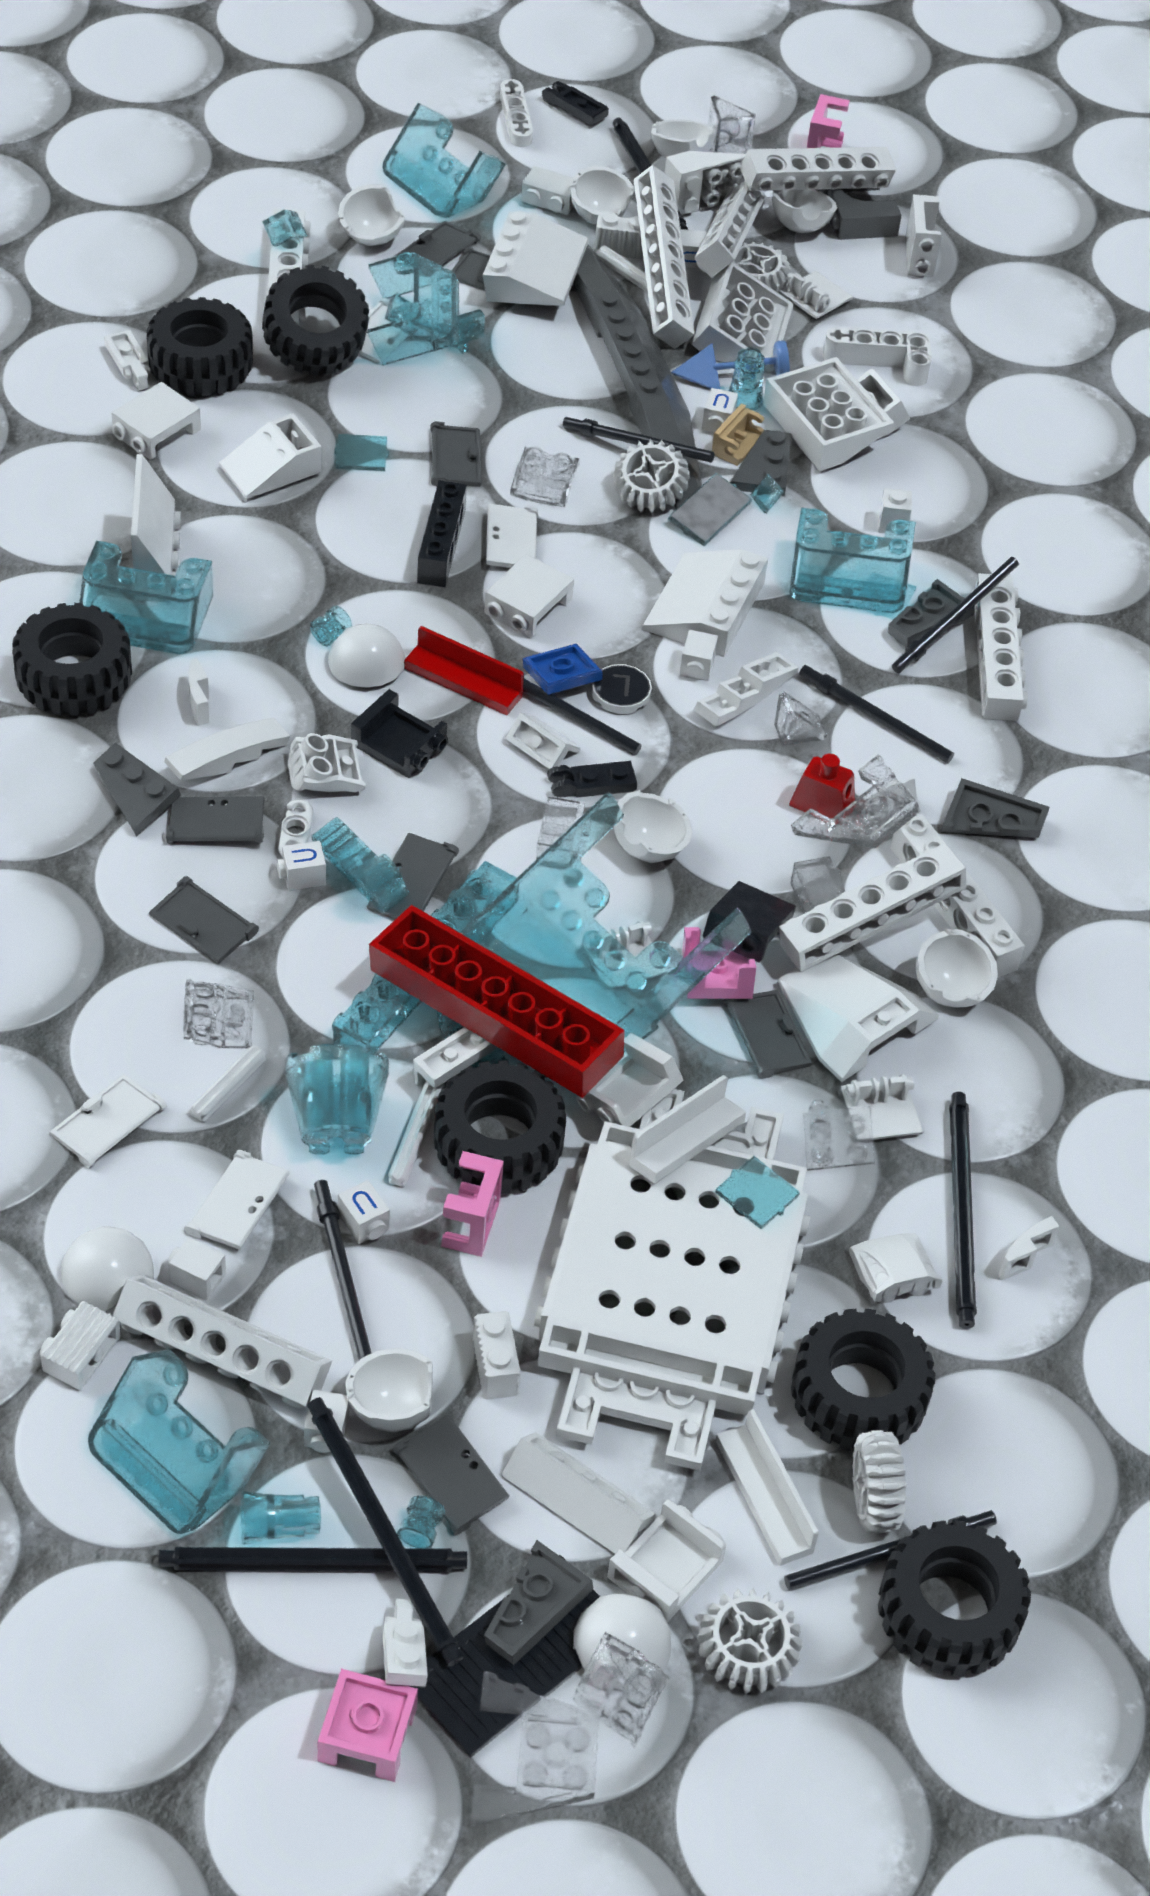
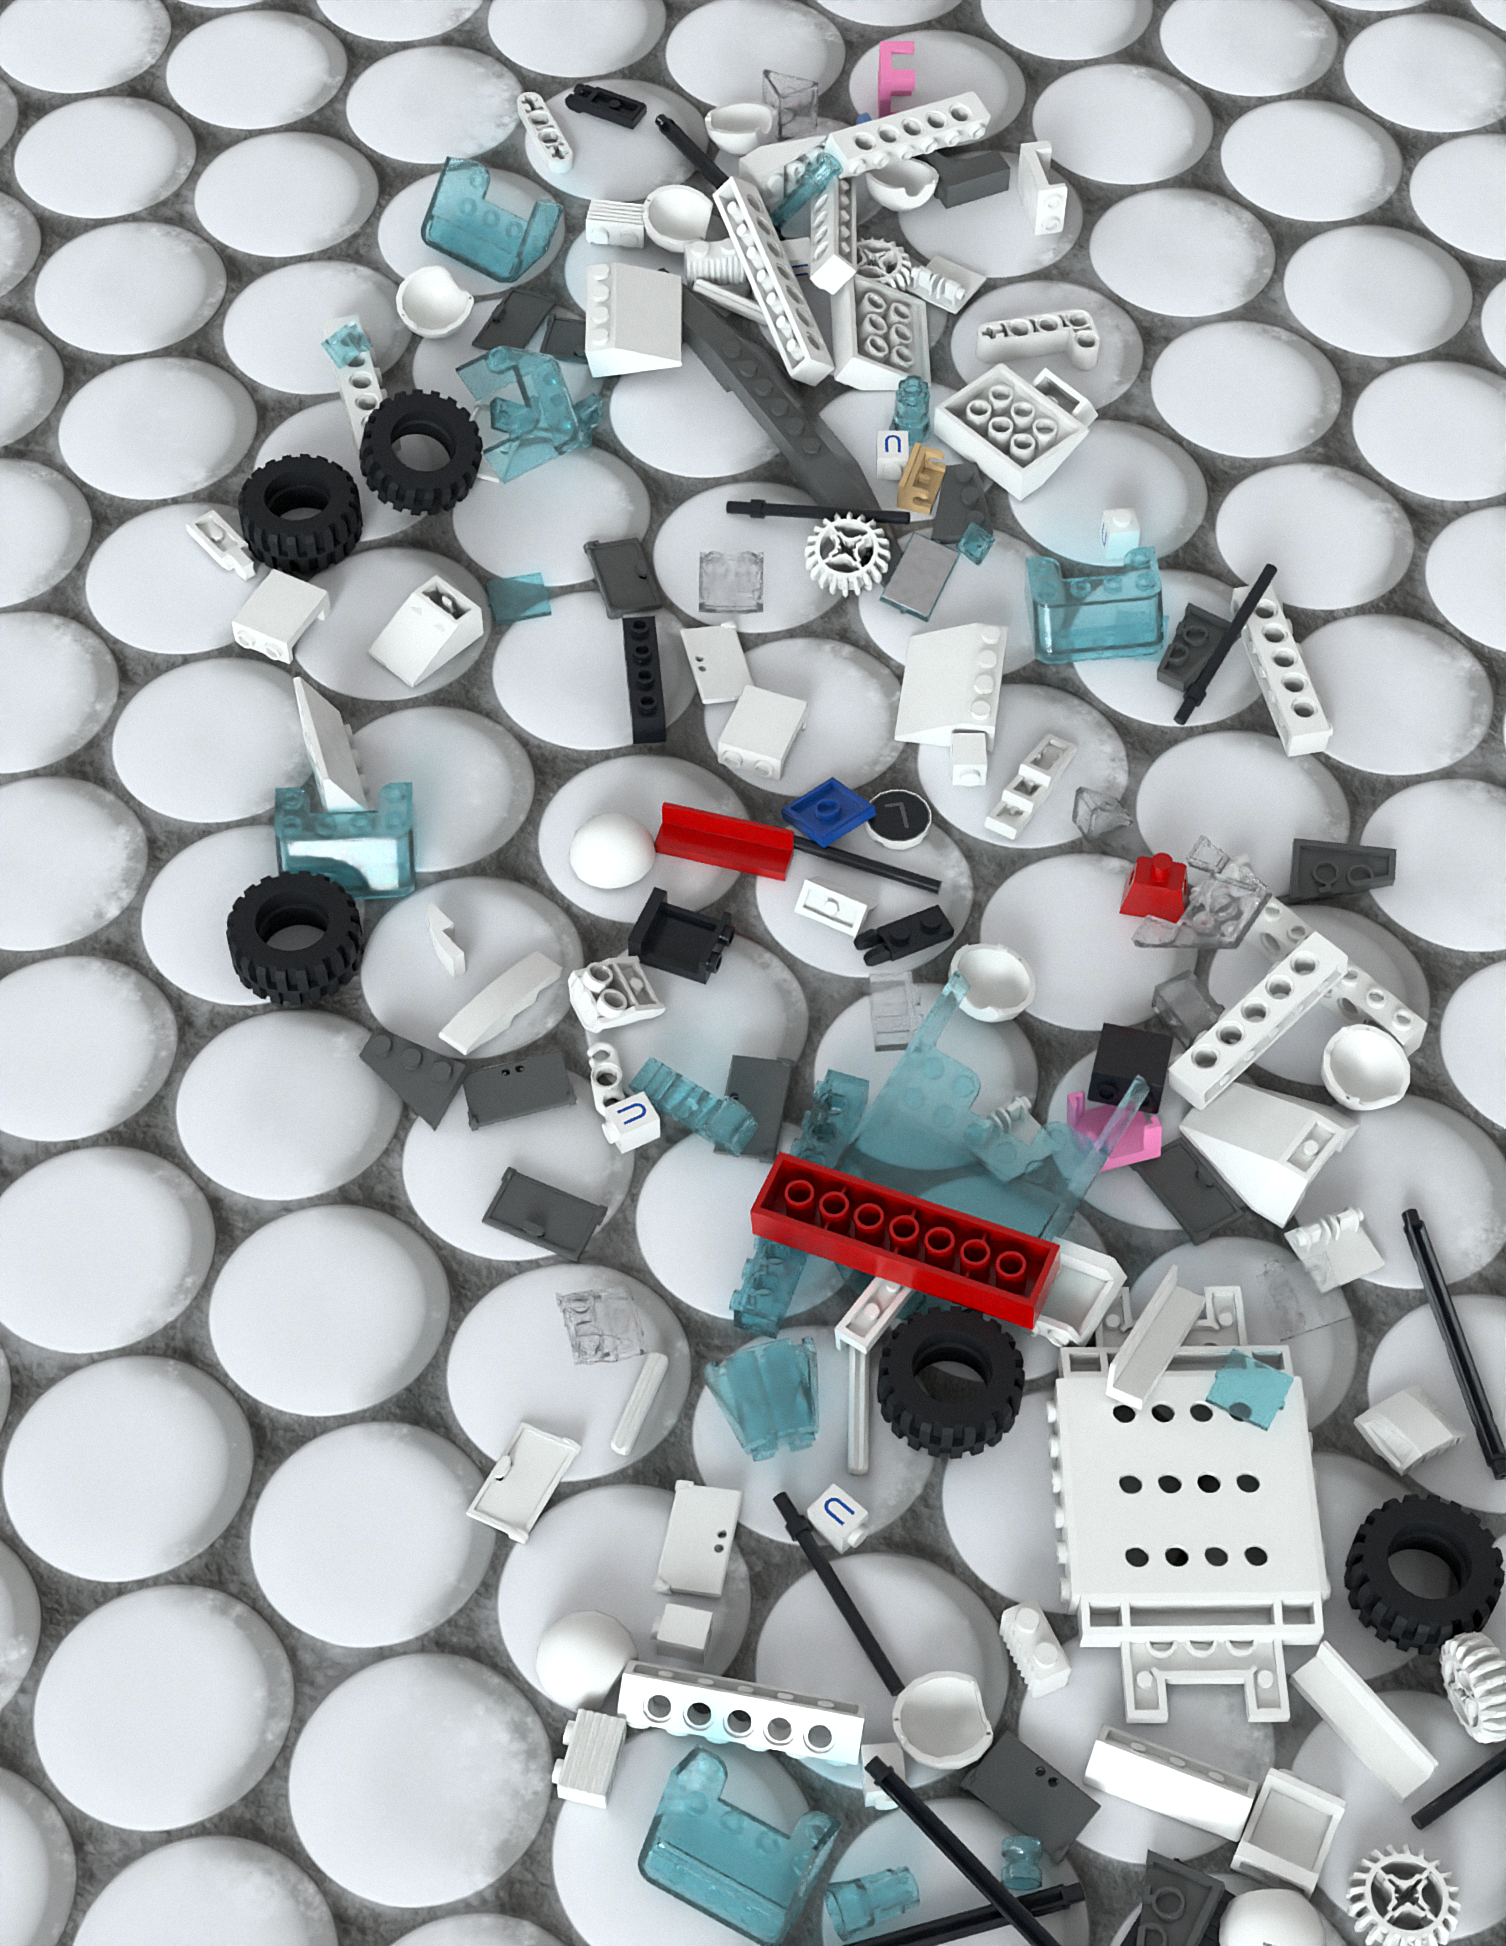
camera: 10 degrees left, 5 degrees up
(328, 628) = (560, 825): clear light blue wheel -> none
(474, 1204) = (965, 1488): bright pink panel -> none
(703, 367) = (856, 406): medium blue piece -> none
(724, 188) = (813, 182): none -> clear light blue pin
(829, 684) = (1114, 758): black bar -> none

